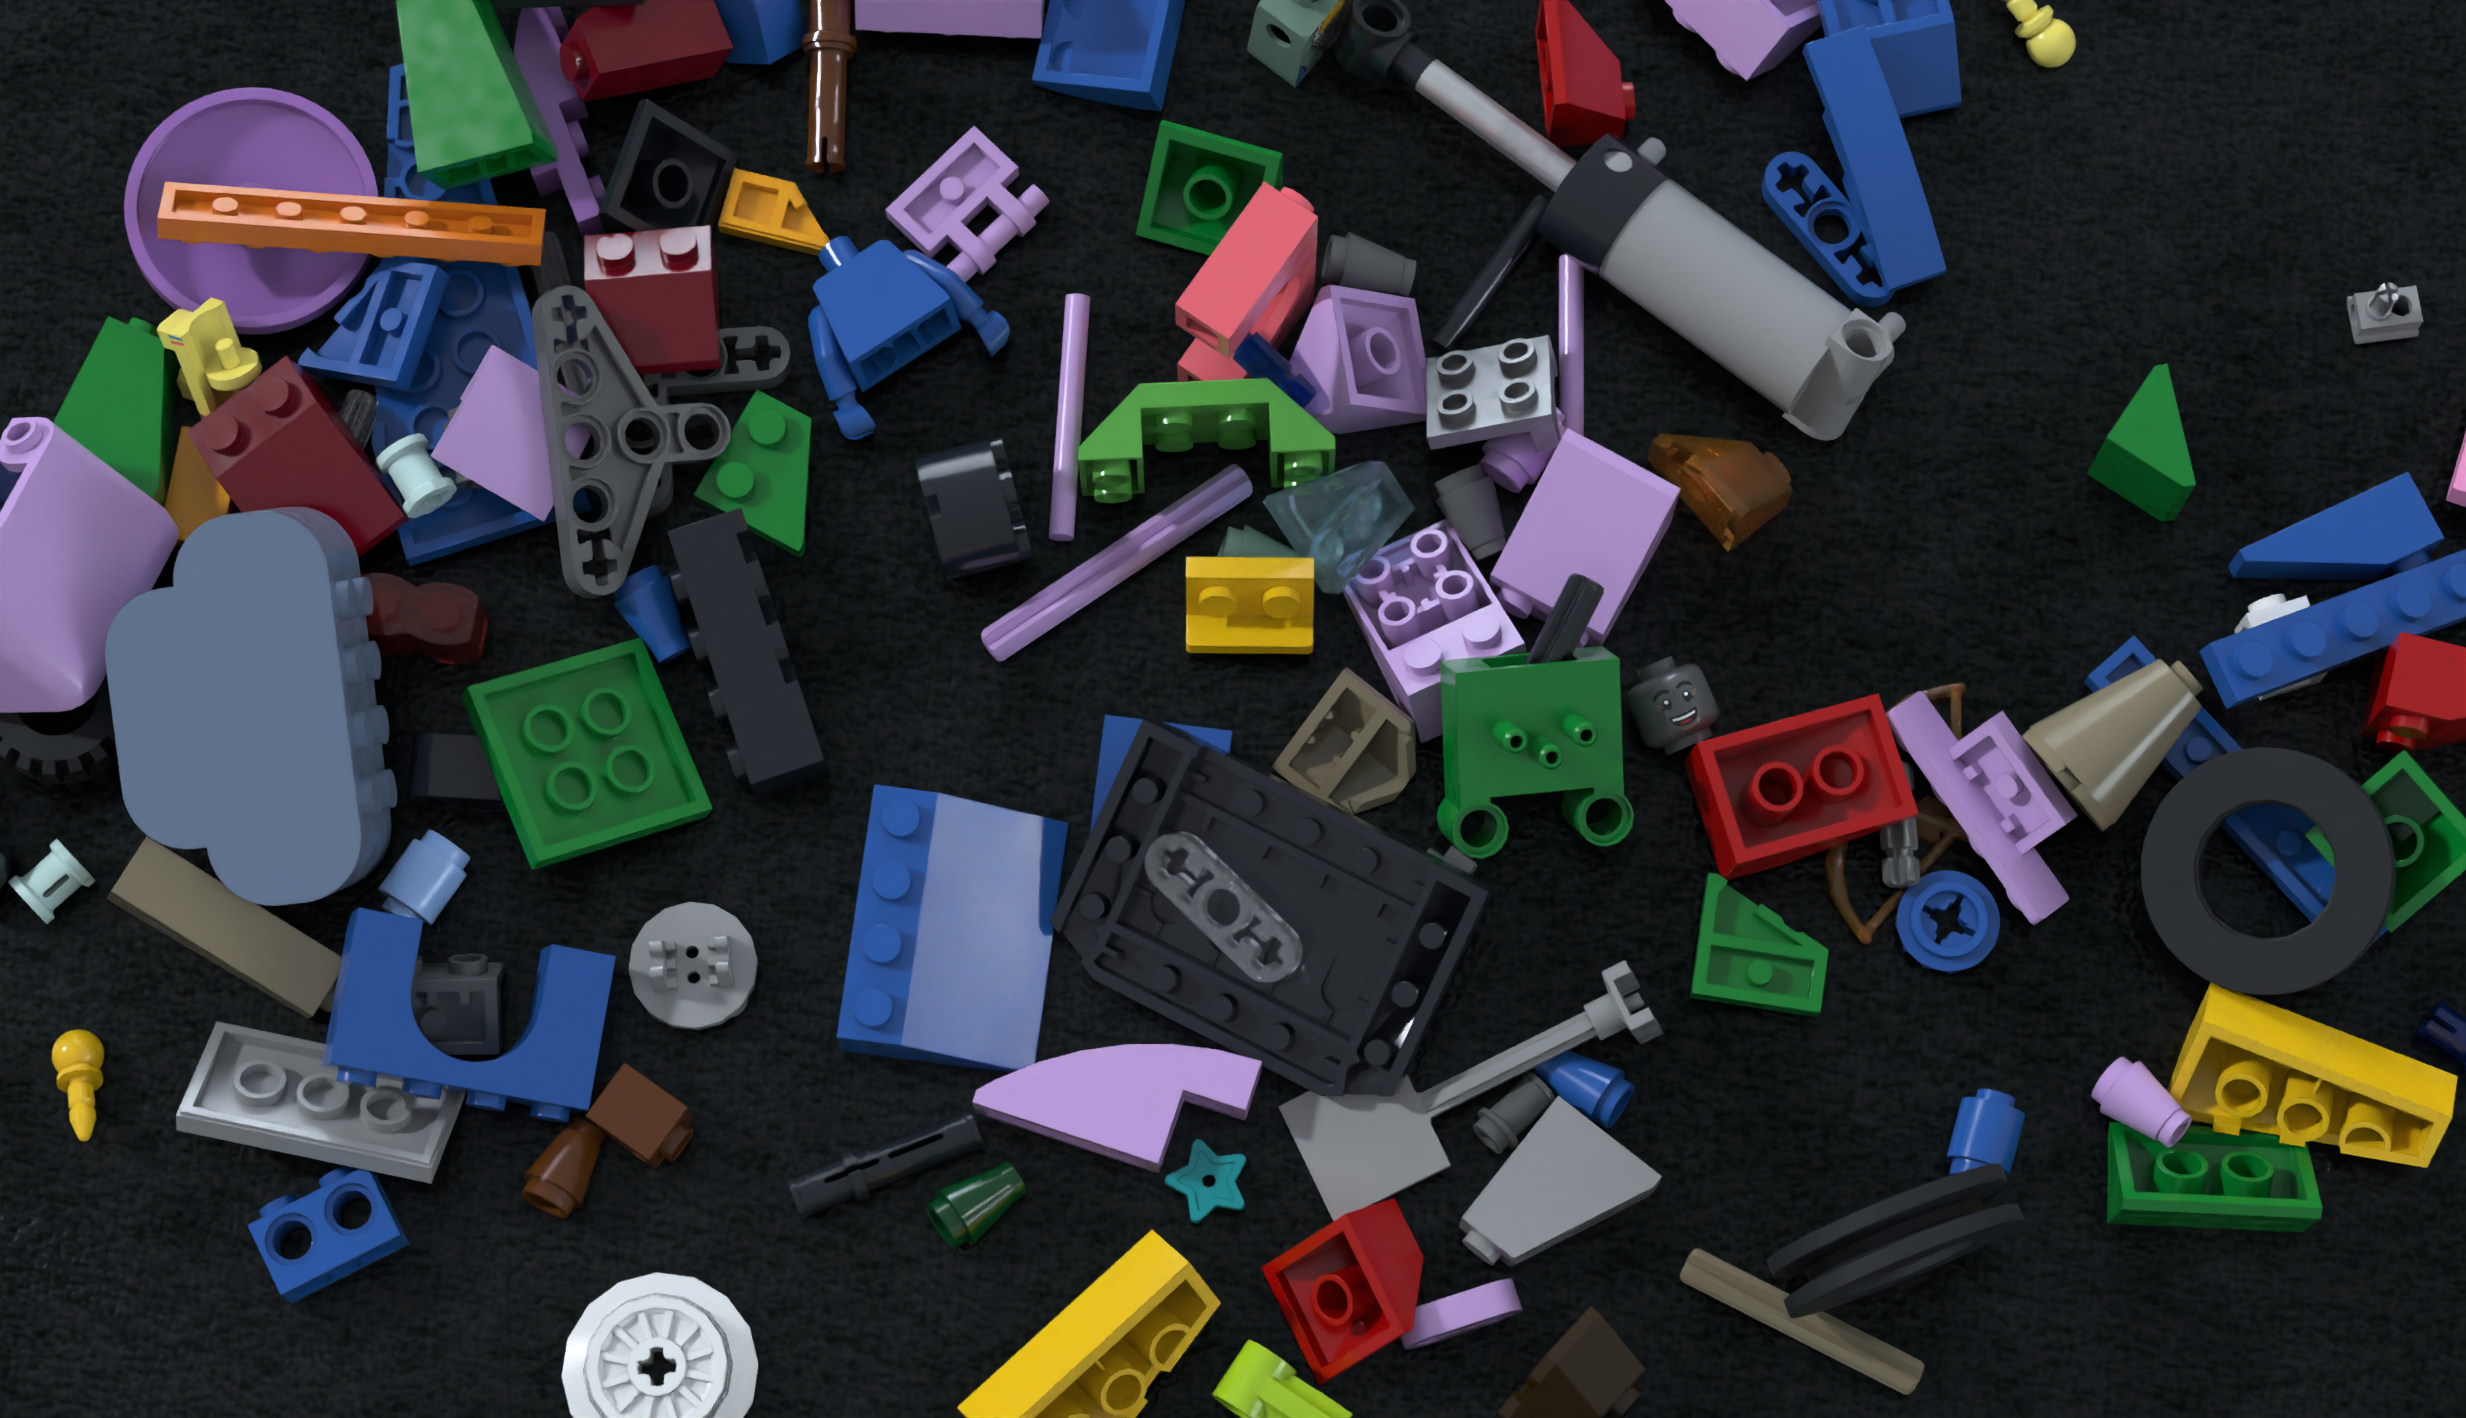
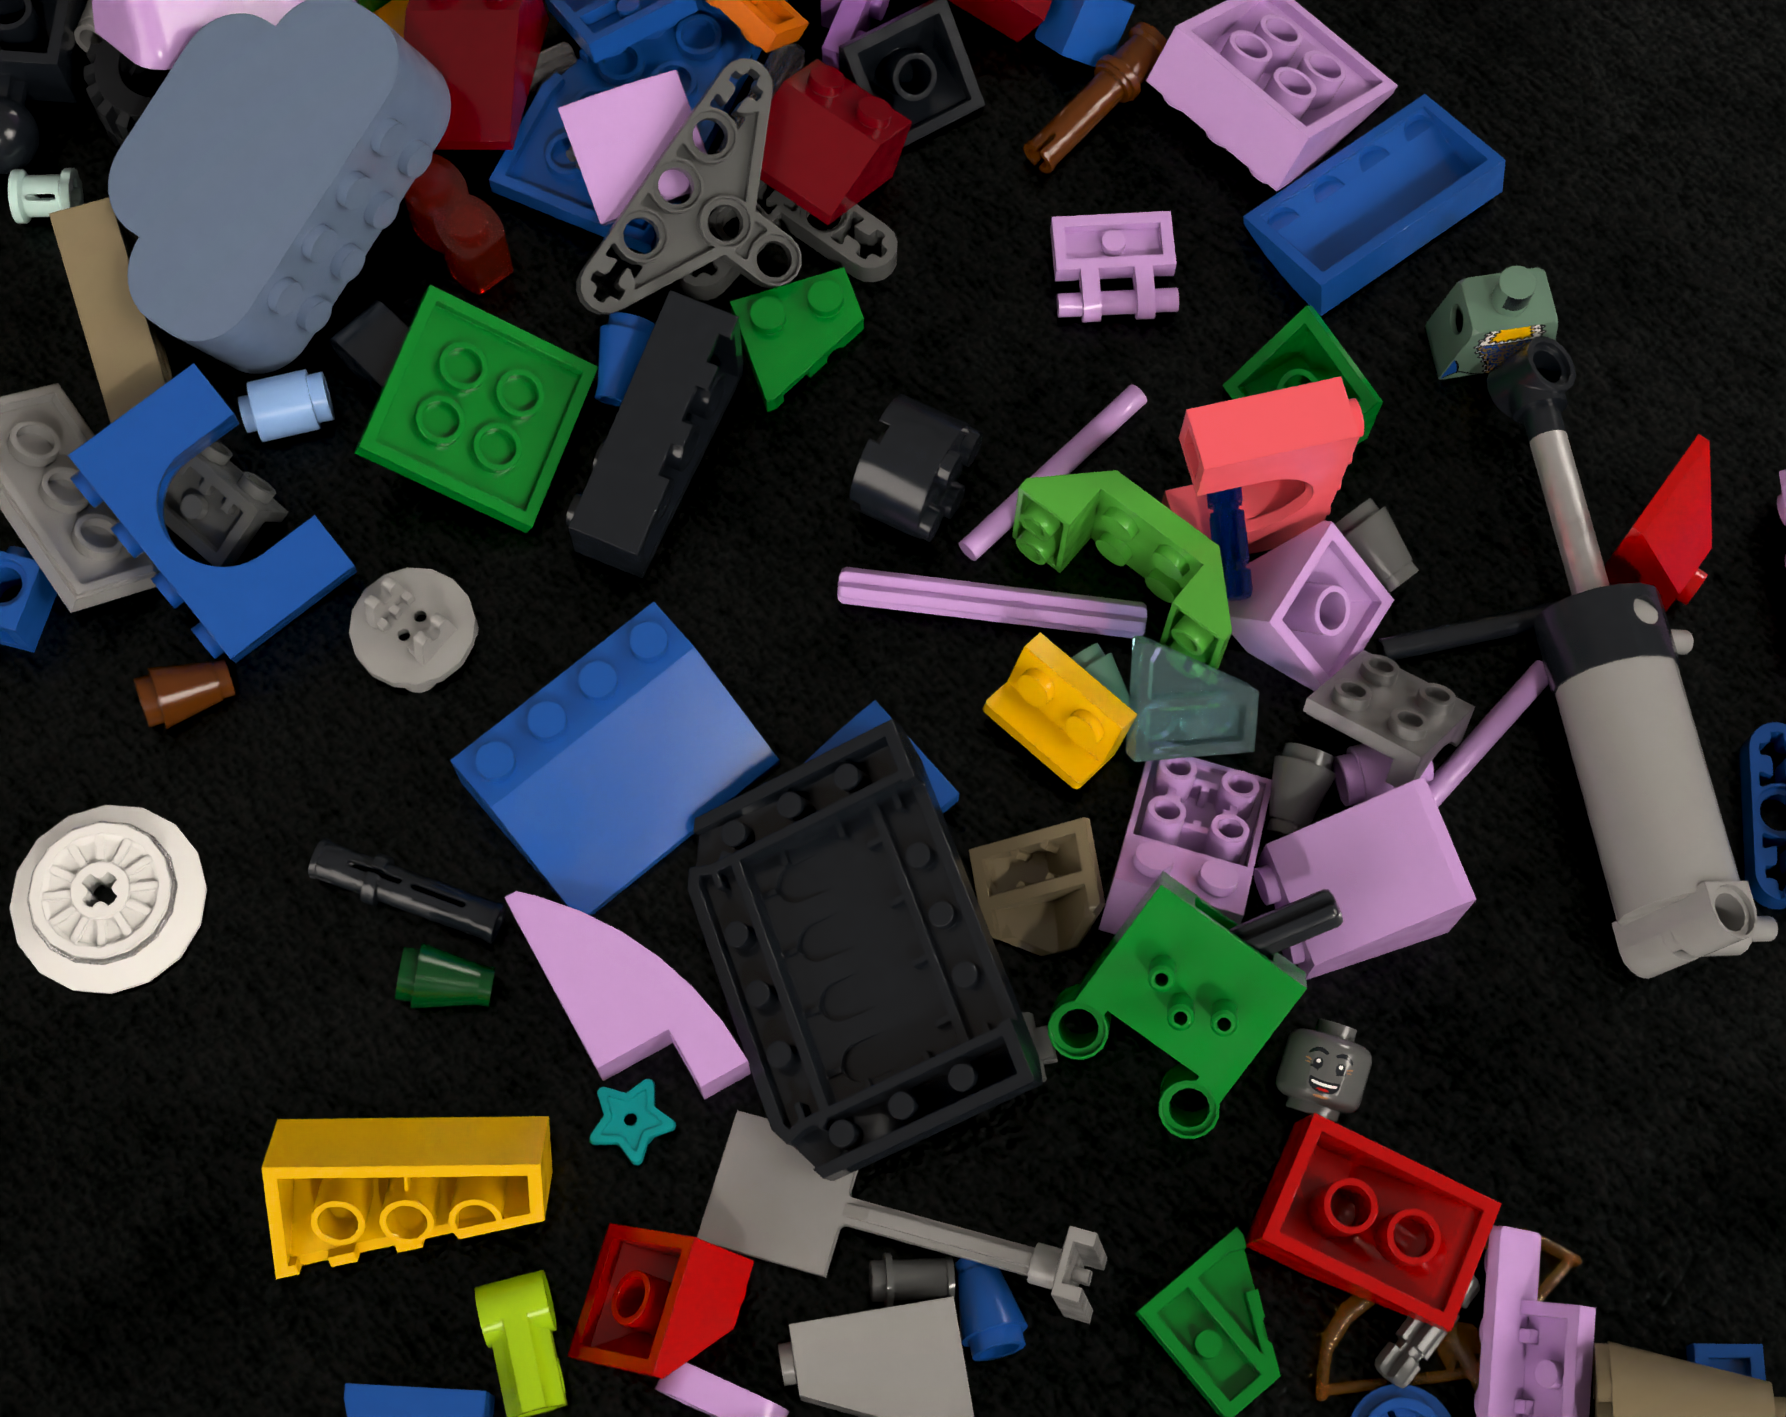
camera: 40 degrees right, 5 degrees down
(415, 475) = (542, 127): light aqua bush -> none
(642, 1117) = (268, 700): reddish brown brick -> none
(770, 213) = (969, 160): light orange tile -> none
(883, 313) = (982, 286): blue torso -> none
(1198, 862) = (811, 965): clear beam -> none
(1723, 482) = (1518, 934): clear orange slope -> none

